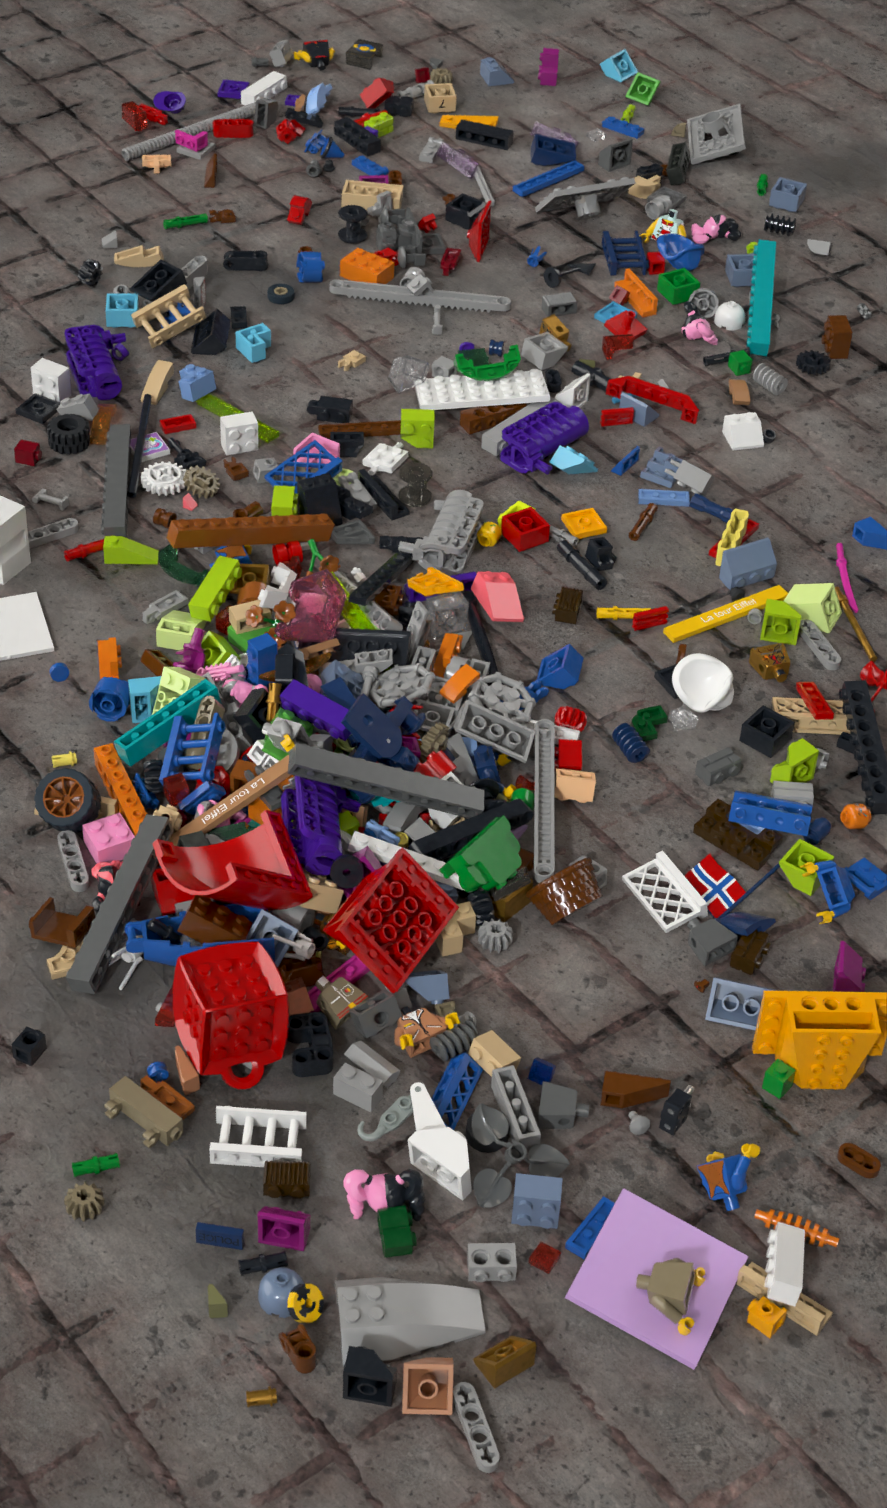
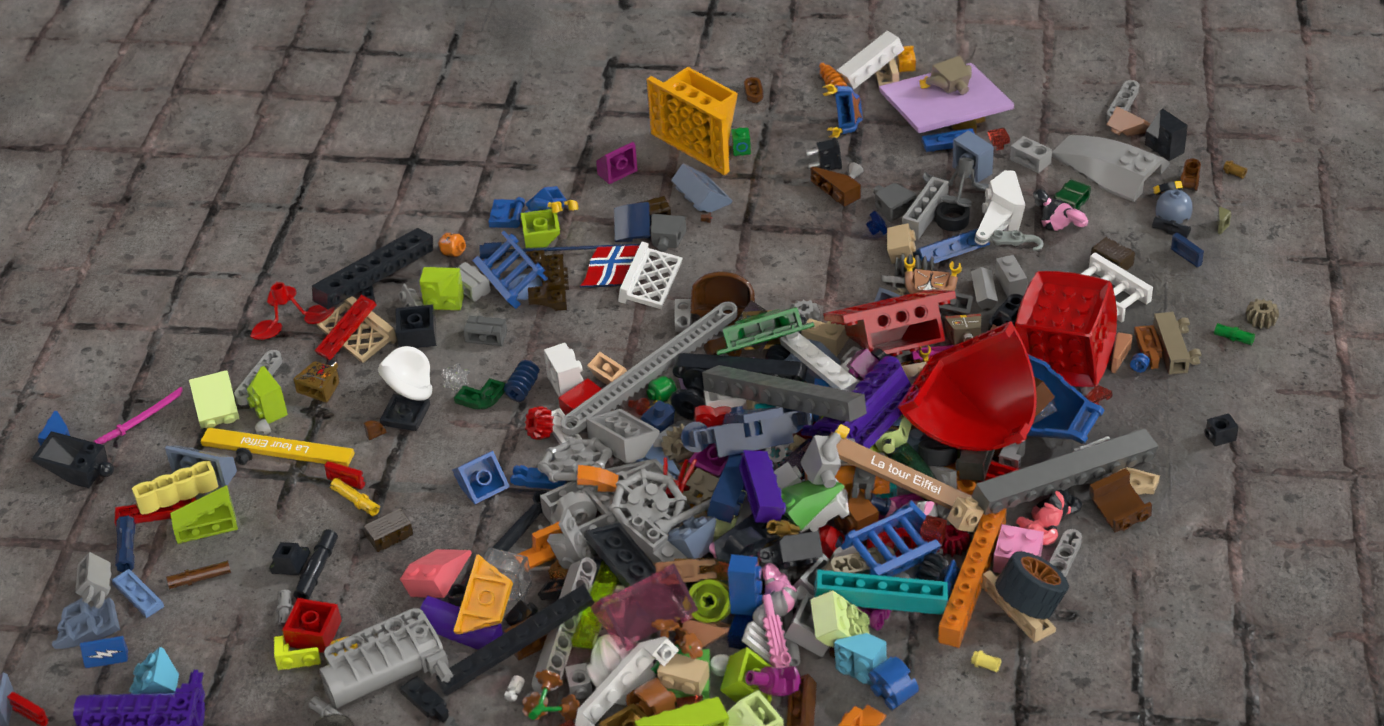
camera: 130 degrees left, 0 degrees up
(165, 932) = (1054, 421): black axle -> none
(283, 1228) = (1143, 226): magenta slope -> none
(506, 1360) = (1074, 111): pearl gold slope -> none
(584, 523) = (248, 607): light orange plate -> none
(607, 759) = (562, 368): none -> white brick
(689, 544) = (205, 517): none -> lime wedge
(828, 522) = (73, 459): none -> black slope
(843, 601) = (181, 397): pearl gold bar -> none

